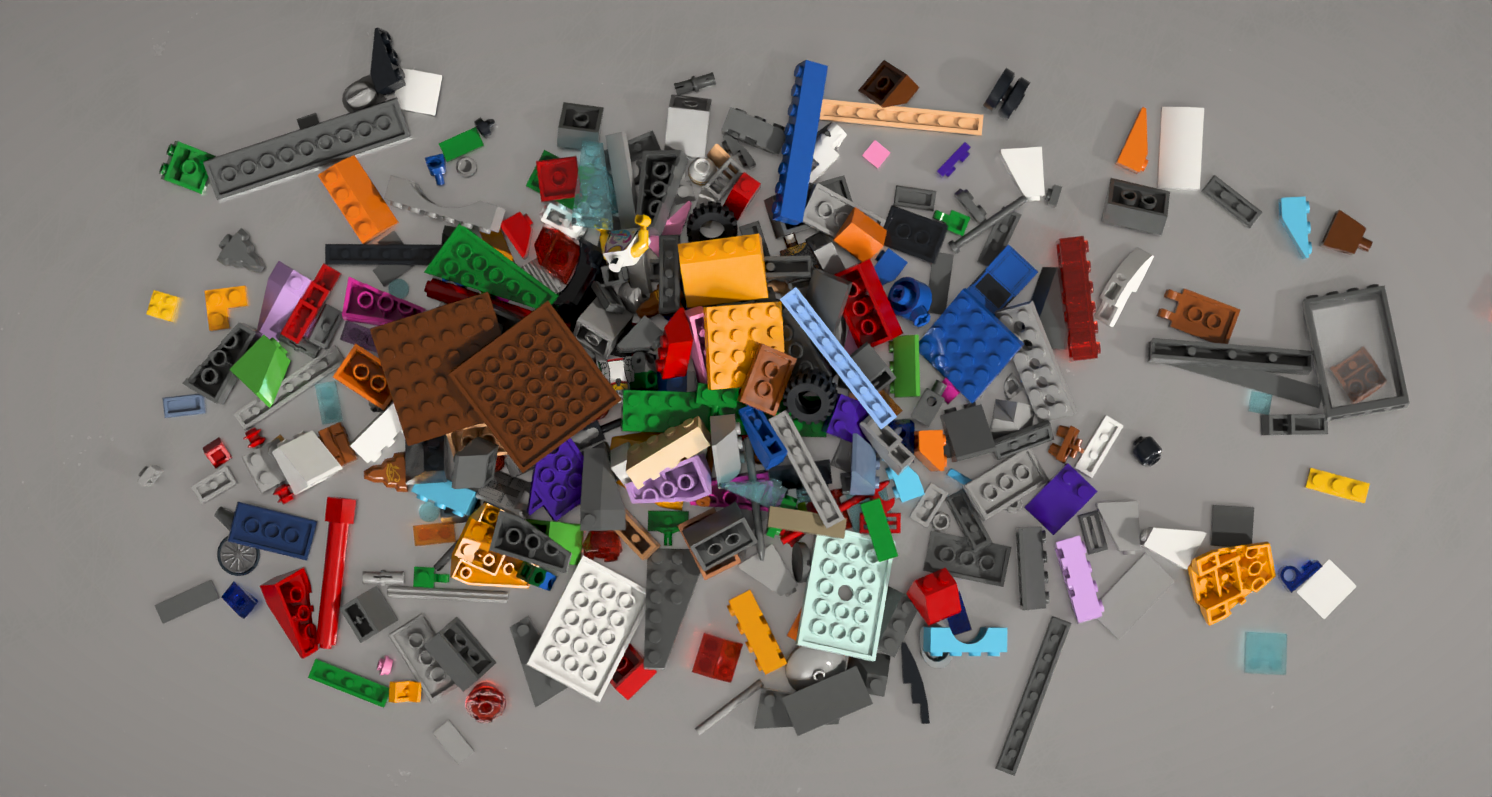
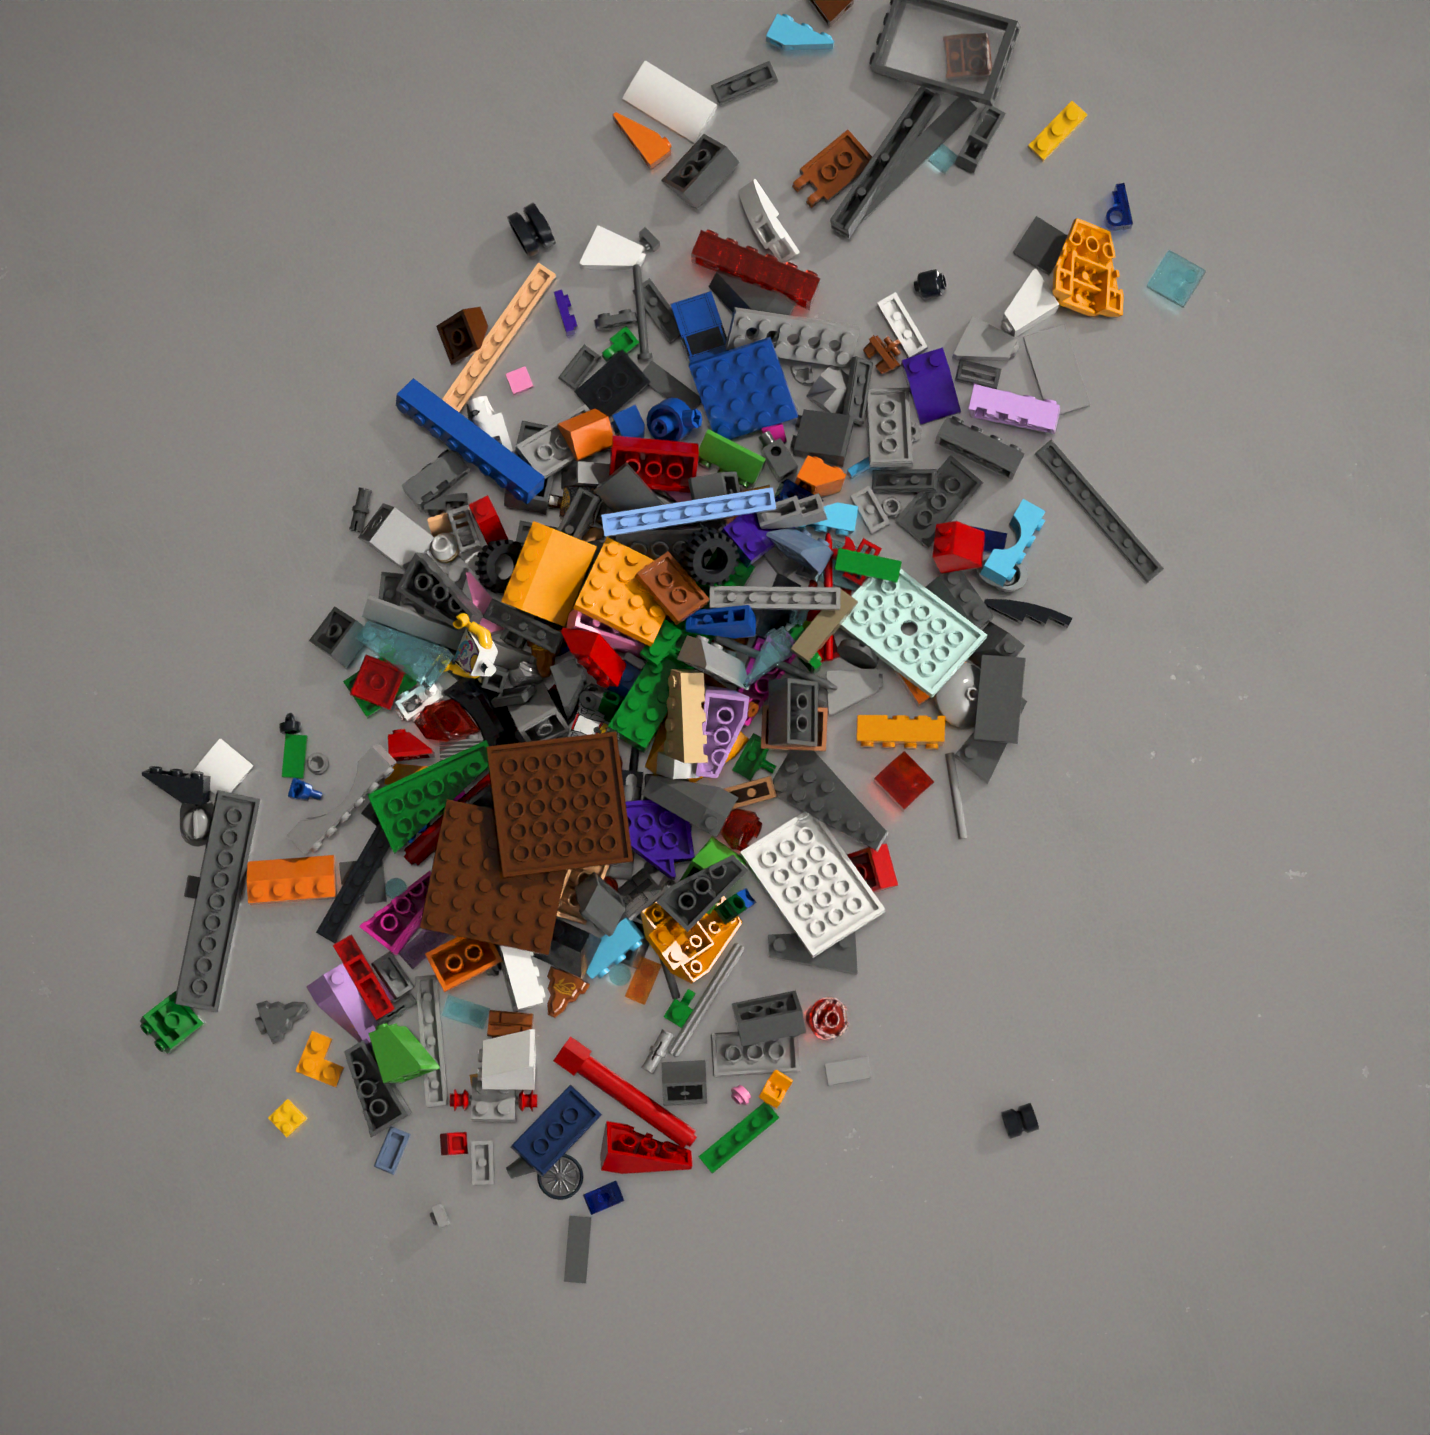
camera: 65 degrees left, 5 degrees down
(1326, 589) = (1147, 192): white sticker -> none

